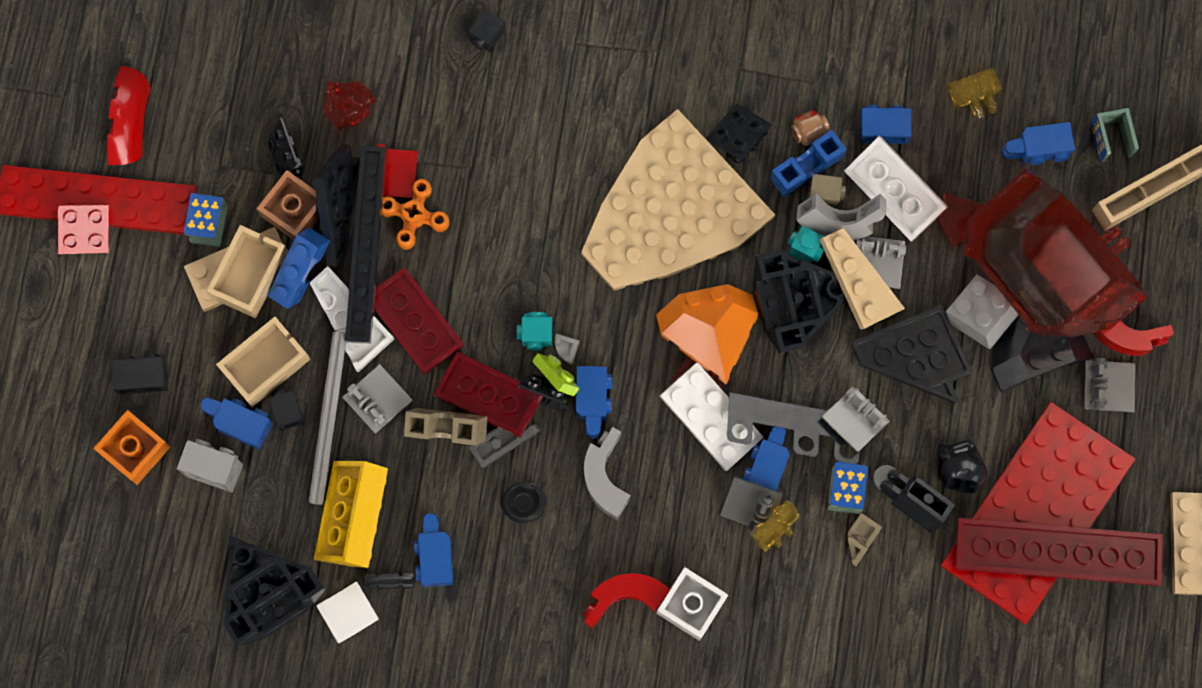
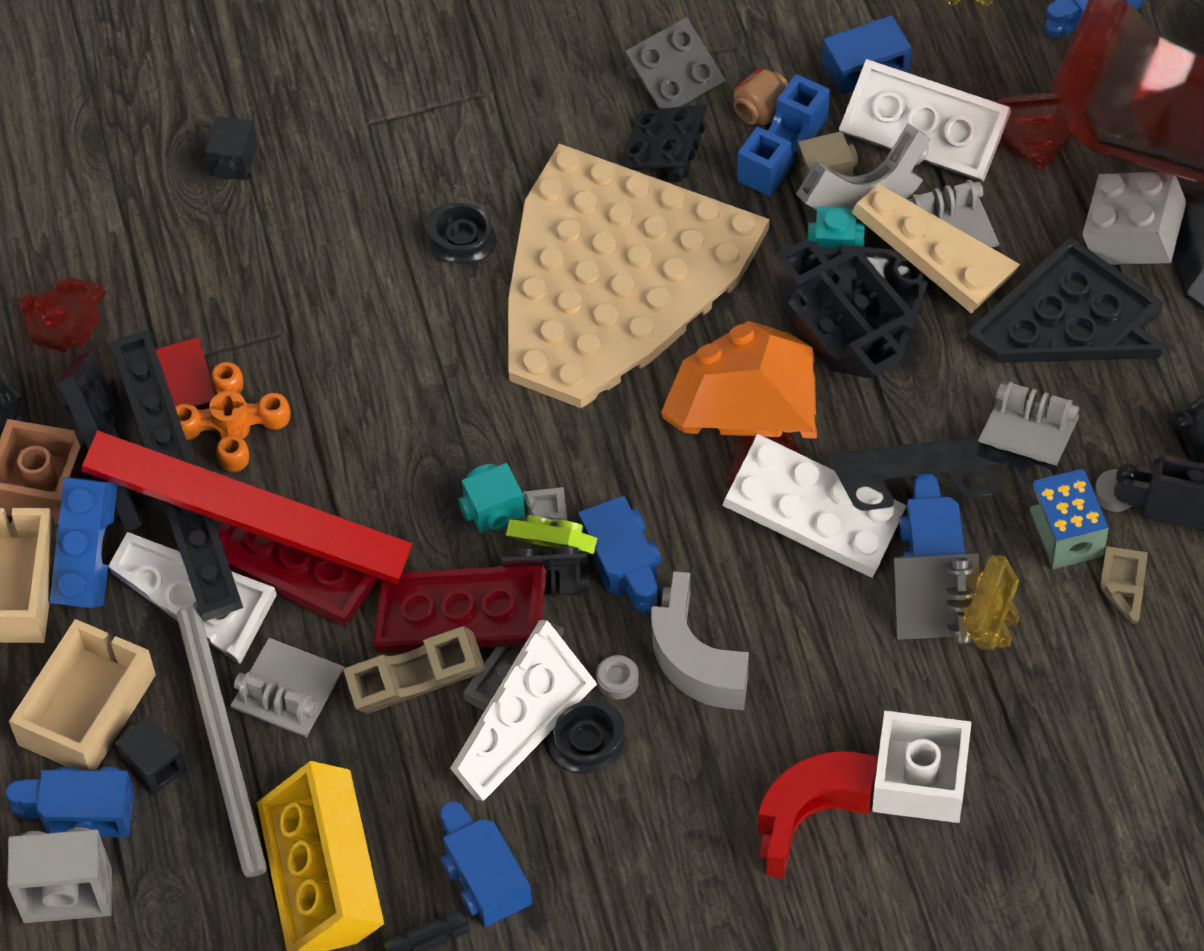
camera: 20 degrees left, 20 degrees down
(393, 288) = (246, 507): none -> red tile
(497, 472) = (522, 711): none -> white wing
(557, 471) = (617, 677): none -> light grey tile
(594, 146) = (460, 233): none -> black piece
(768, 84) = (674, 65): none -> dark grey hinge

